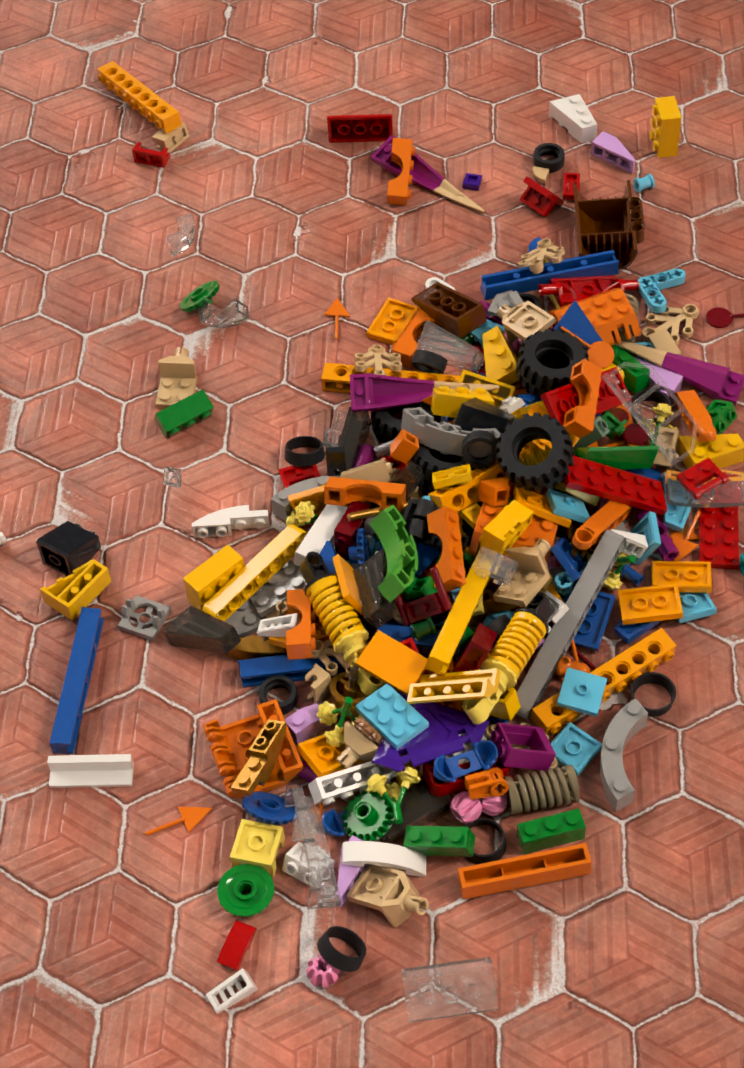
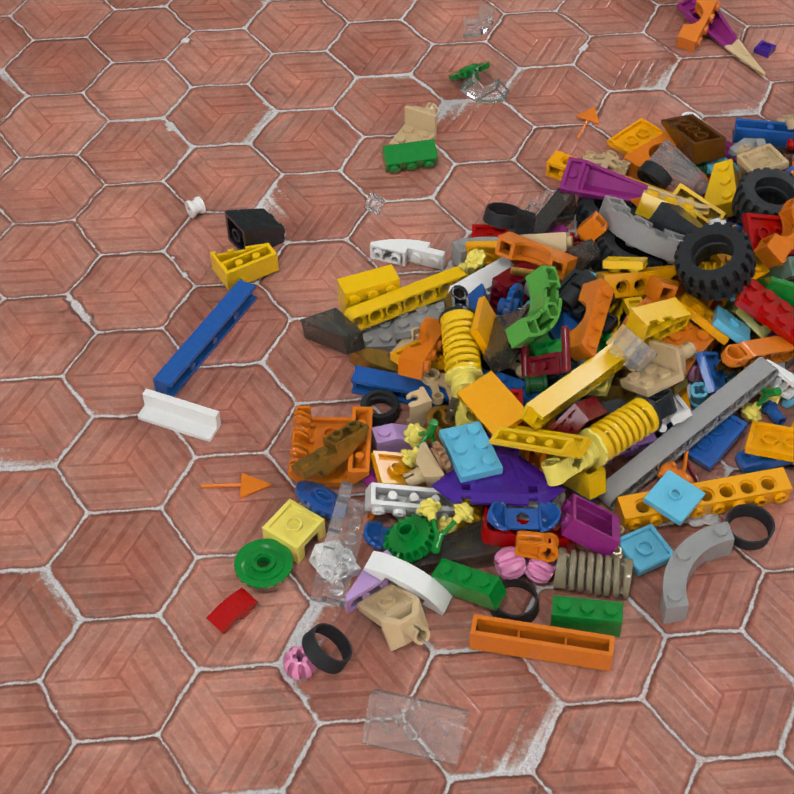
camera: 20 degrees right, 5 degrees down
(157, 621) = (291, 319): light grey piece -> none
(235, 997) = (208, 656): white slope -> none
(278, 625) = (398, 343): white slope -> none
(476, 436) = (654, 260): black tyre -> none

